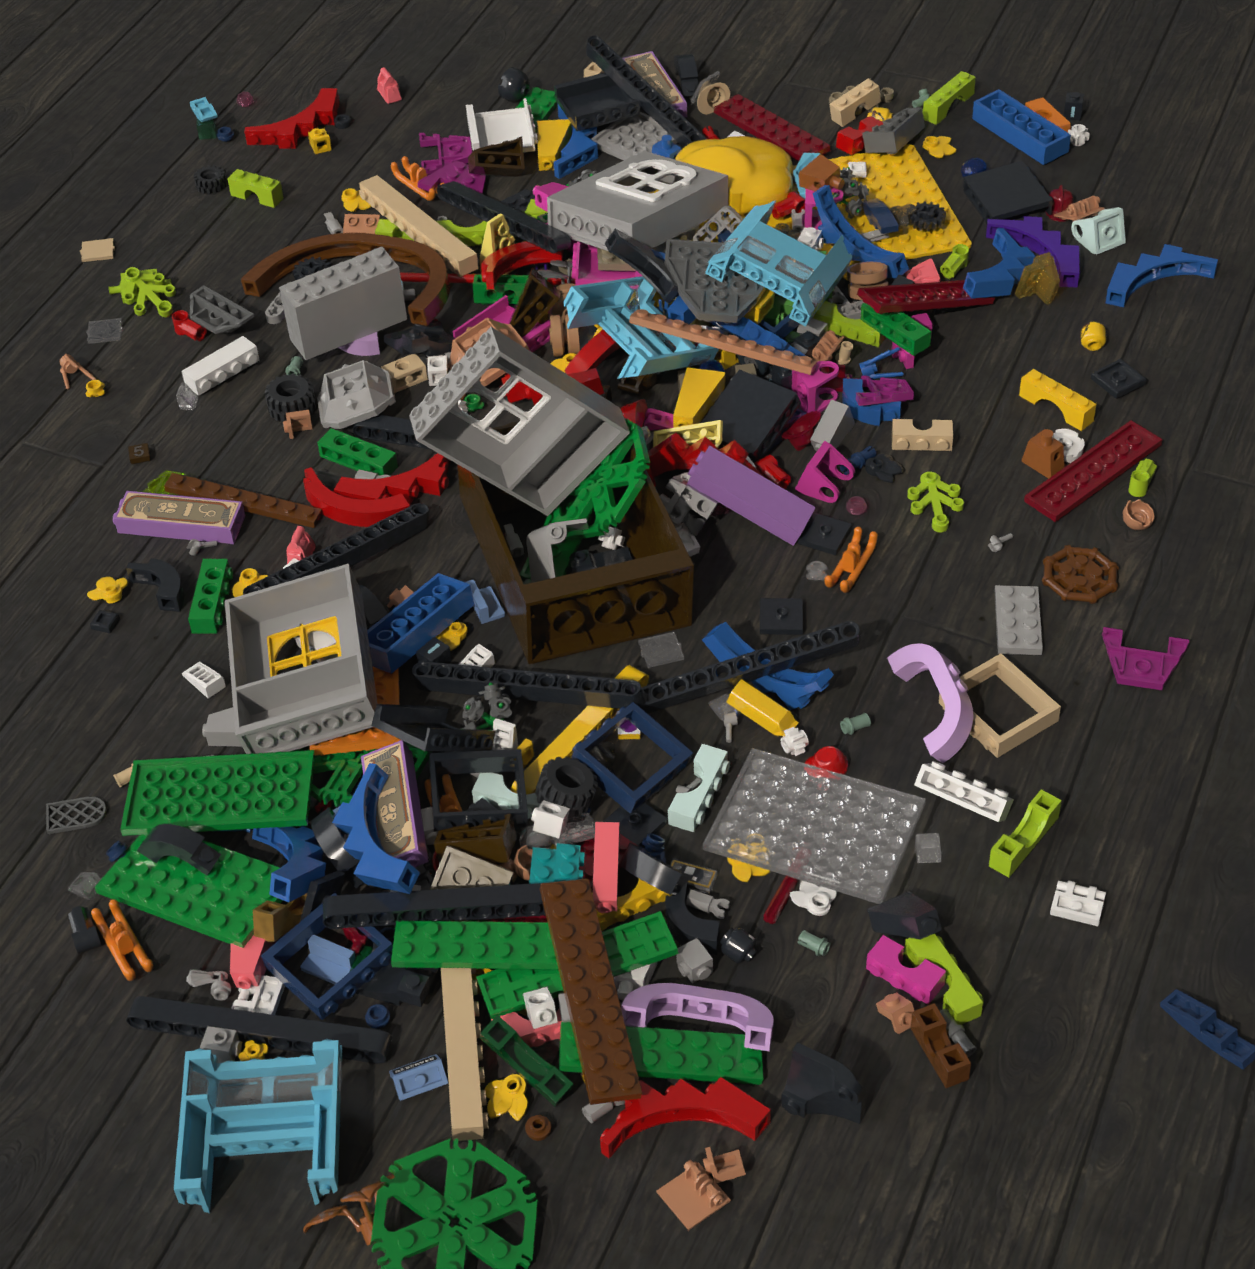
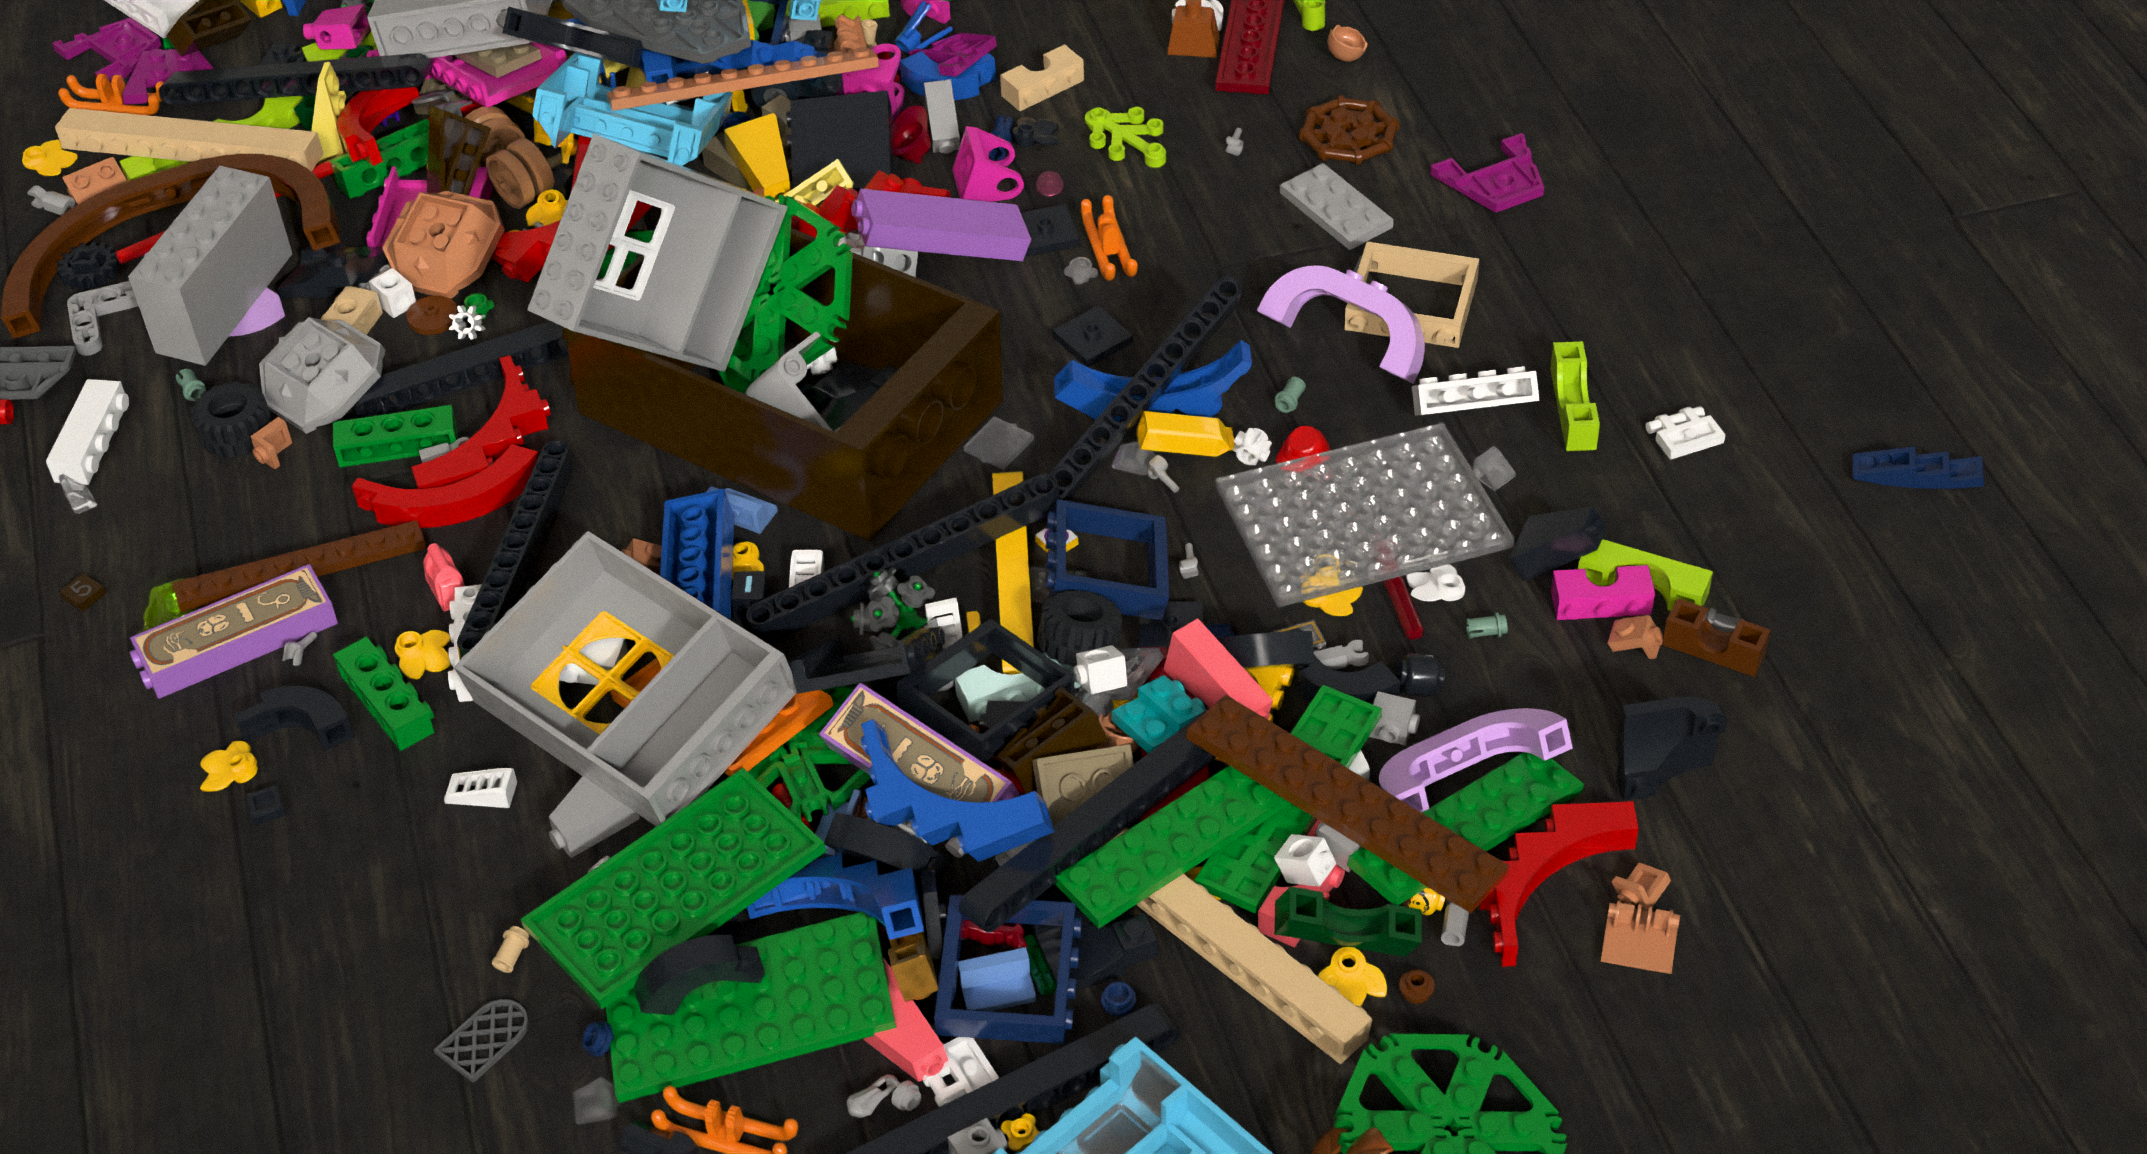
camera: 40 degrees left, 0 degrees up
(418, 1077) = (1234, 1024): medium blue panel -> none
(689, 808) = (1215, 577): light aqua arch -> none

